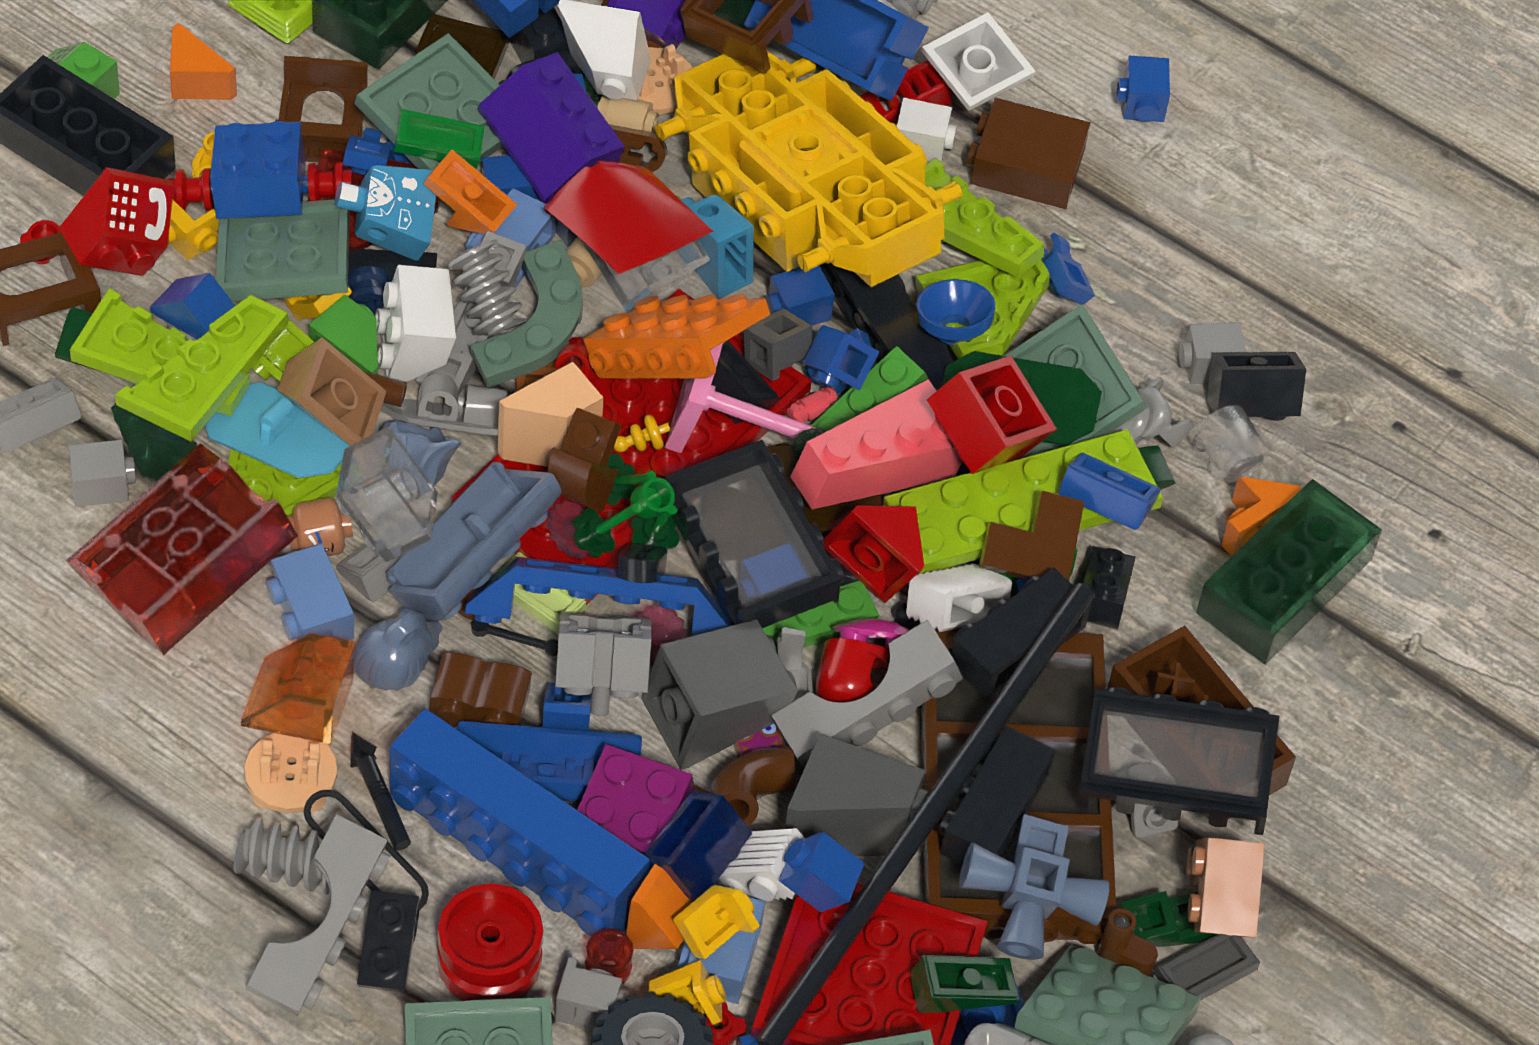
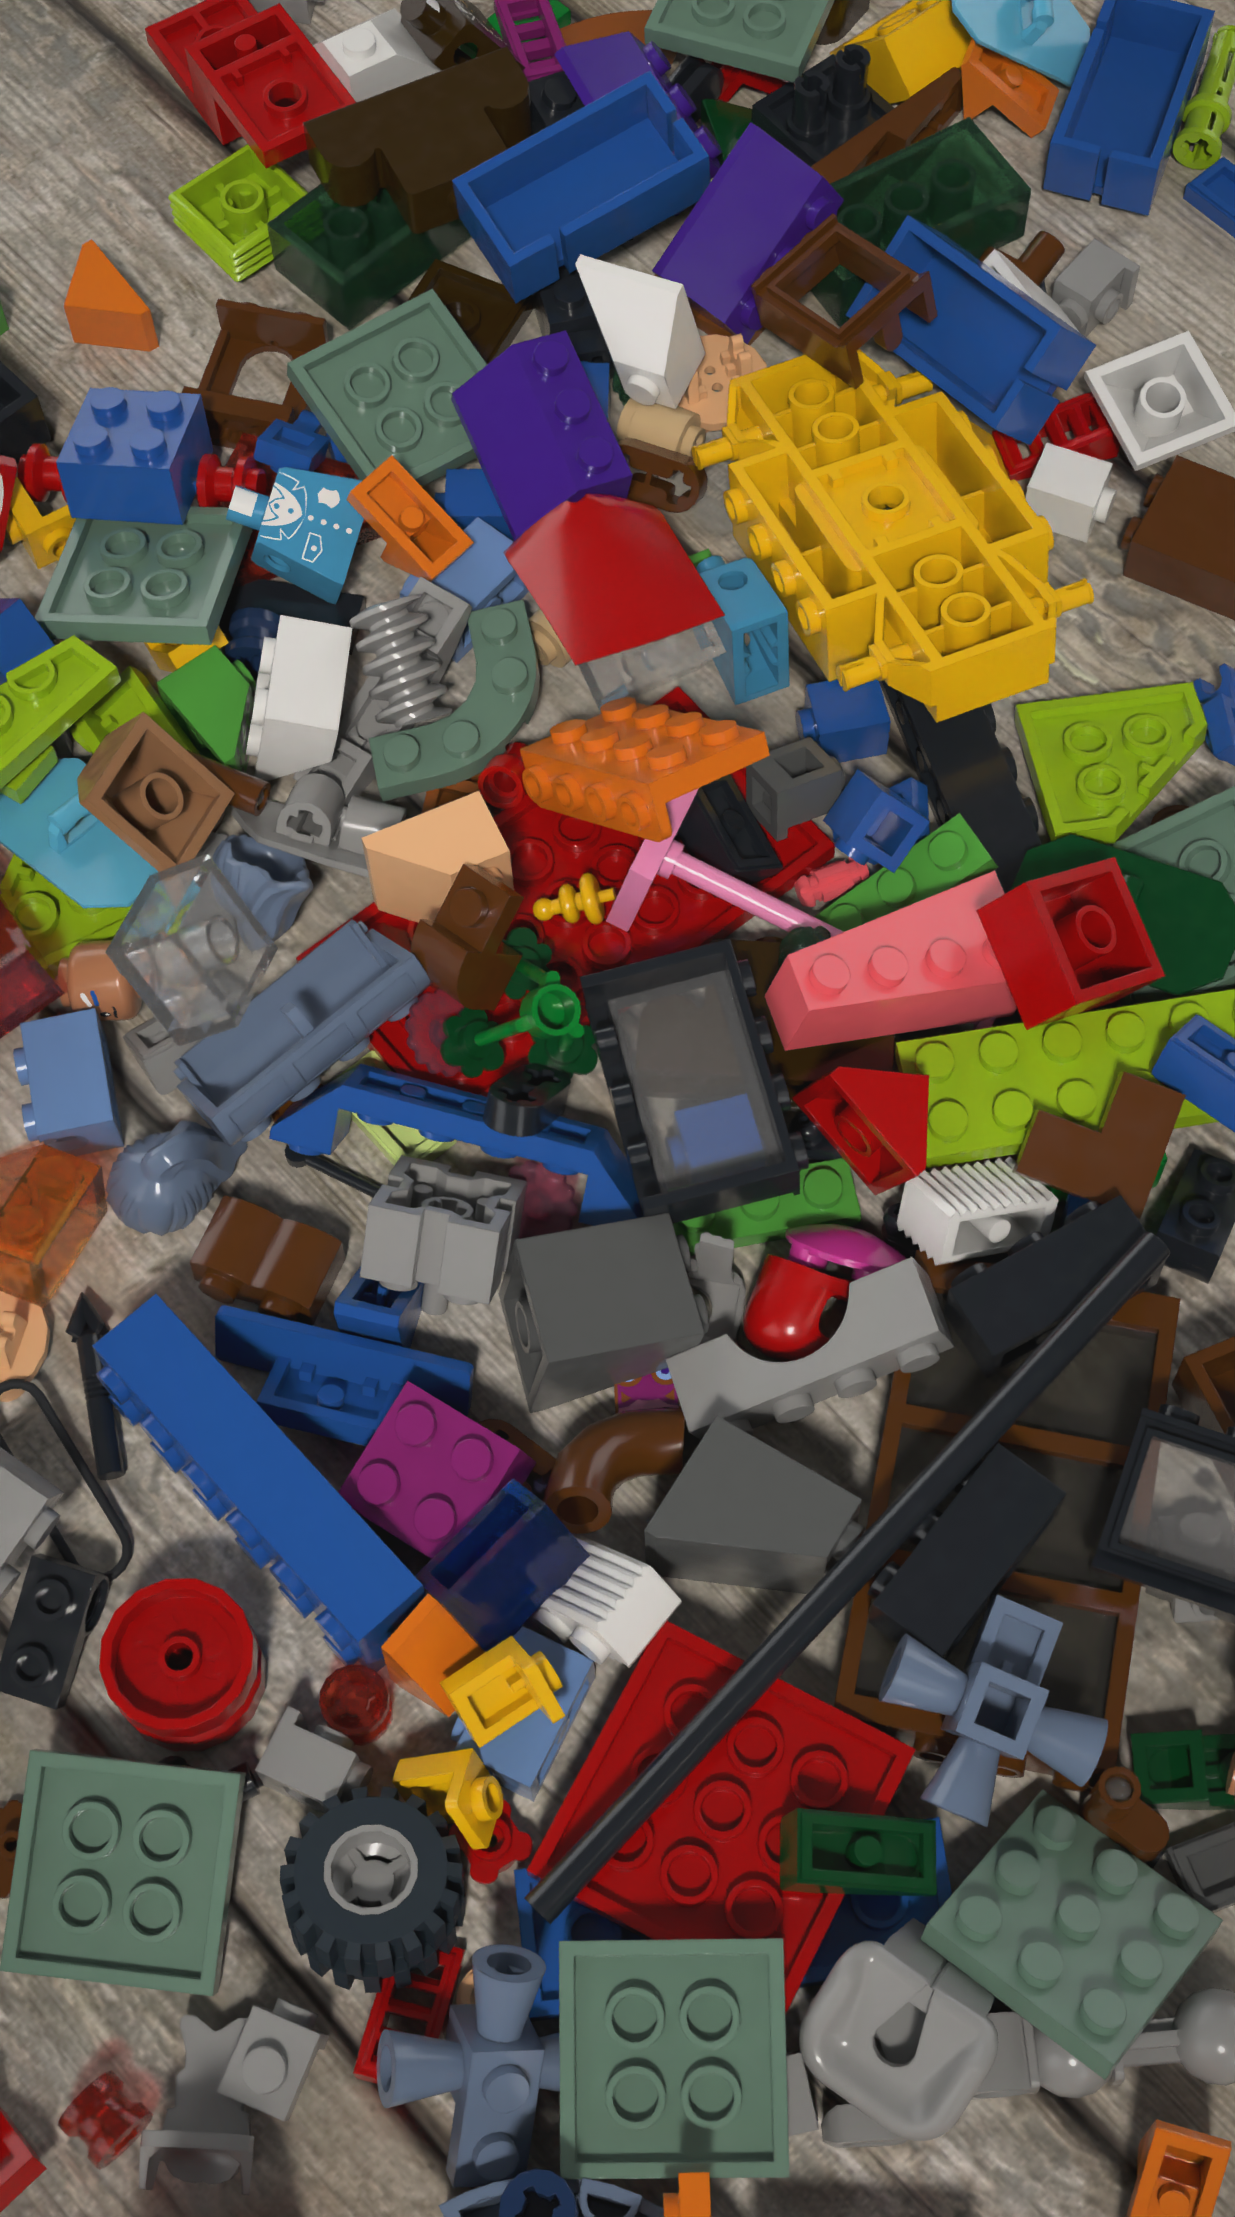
camera: 20 degrees right, 10 degrees up
(436, 136) = (375, 431): green tile -> none
(821, 871) = (672, 1643): blue brick -> none
(955, 303) = (1059, 756): blue piece -> none
(982, 232) = (1117, 644): lime wing -> none

